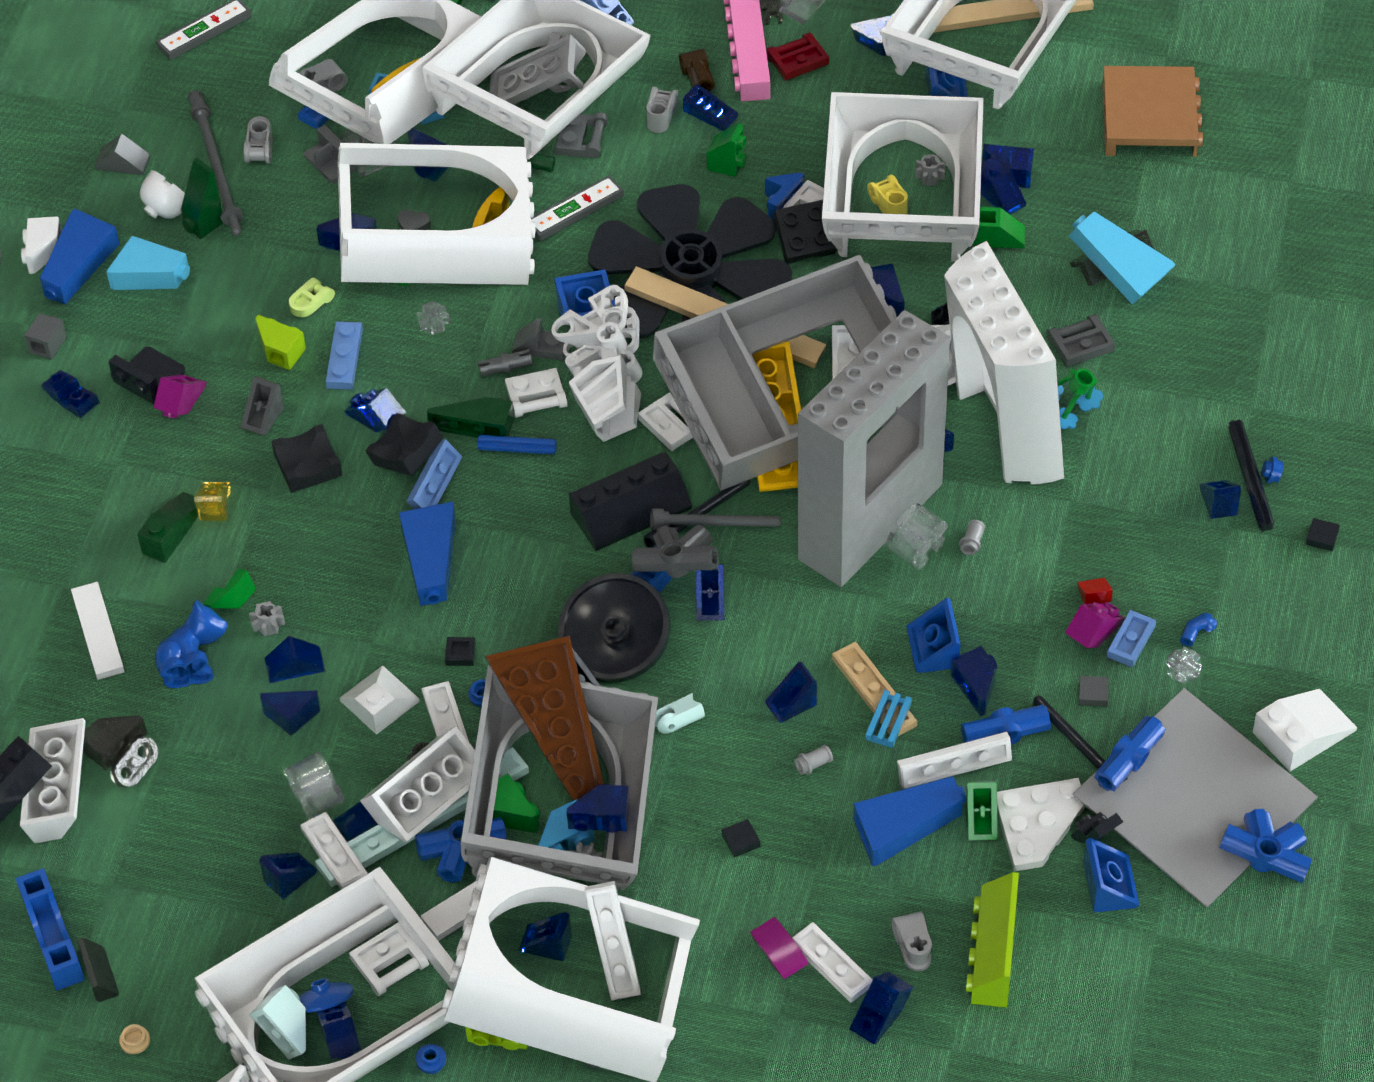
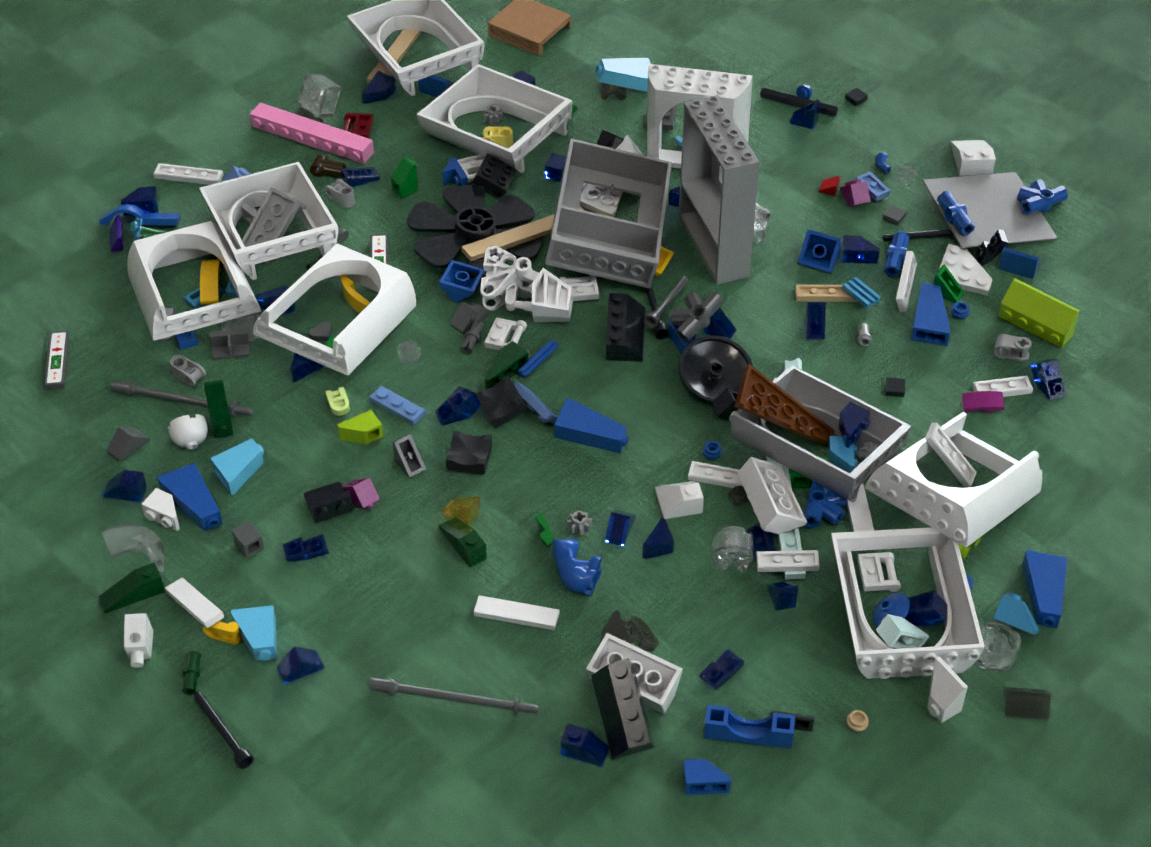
camera: 60 degrees left, 5 degrees down
(55, 196) = (126, 486): none -> clear blue slope
(127, 867) = (722, 670): none -> clear blue slope
(460, 651) = (671, 448): black tile -> none
(949, 849) = (960, 310): none -> blue plate

